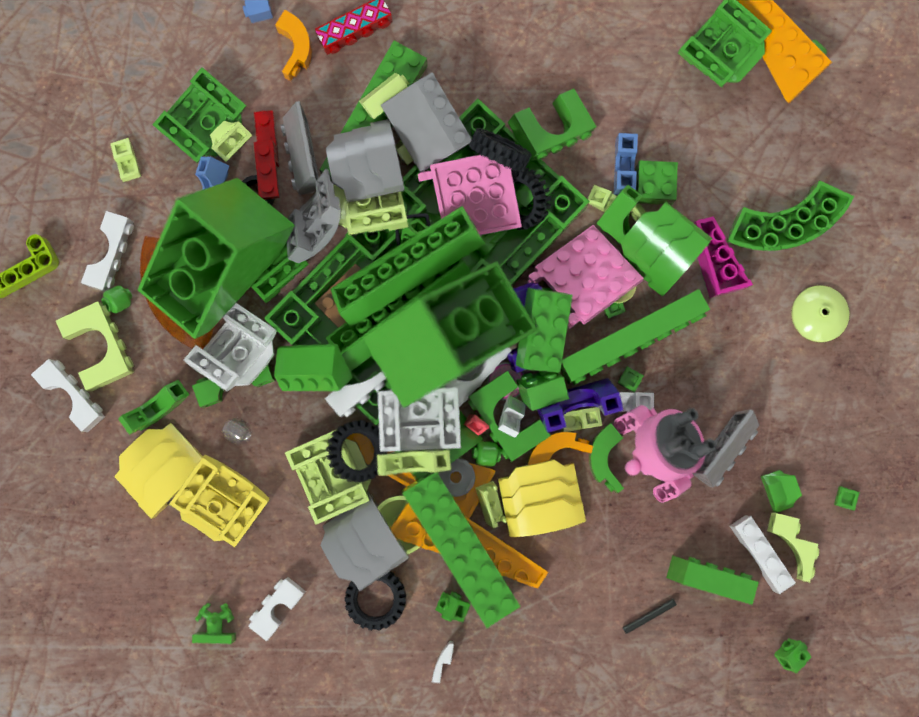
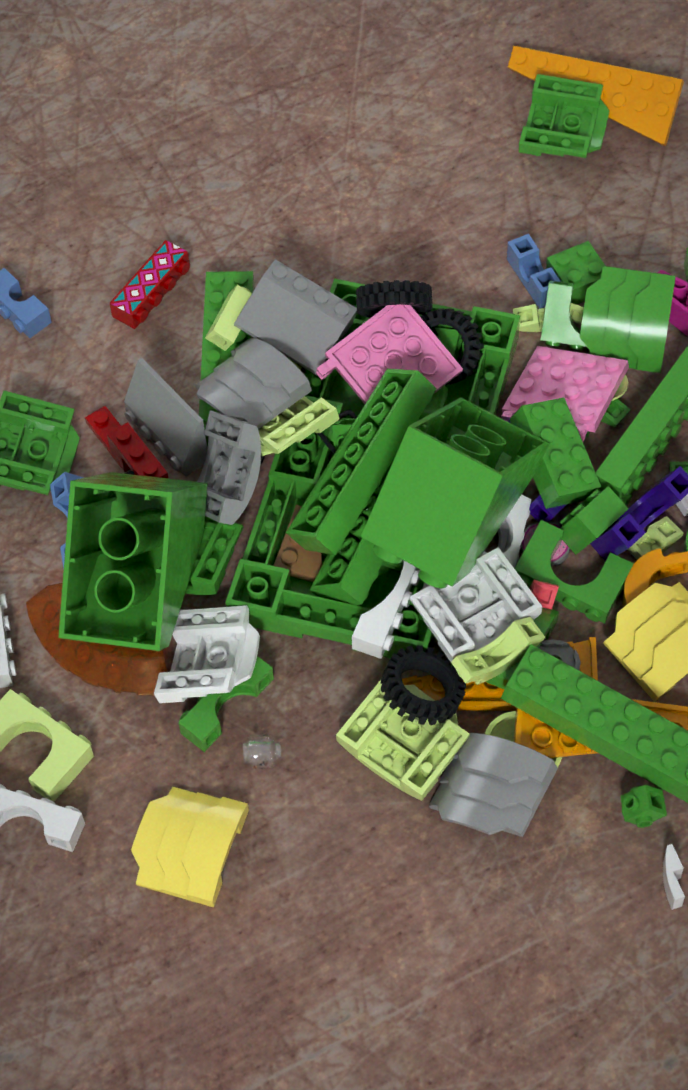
camera: 25 degrees left, 25 degrees down
(117, 299) = (31, 679): bright green head -> none
(155, 409) = (149, 769): bright green arch -> none
(214, 626) = (369, 994): bright green piece -> none
(219, 501) = (286, 838): light yellow slope -> none
(229, 138) = (72, 452): yellowish green slope -> none
(265, 622) = (427, 947): white arch -> none
(293, 28) = (89, 319): light orange arch -> none
(311, 368) = (313, 620): bright green slope -> none
(383, 621) = (547, 879): black tyre -> none
(486, 453) = (572, 625): bright green head -> none
(490, 504) = (611, 672): yellowish green hinge -> none
(511, 416) = (576, 567): white slope -> none
(539, 142) = (443, 252): bright green arch -> none

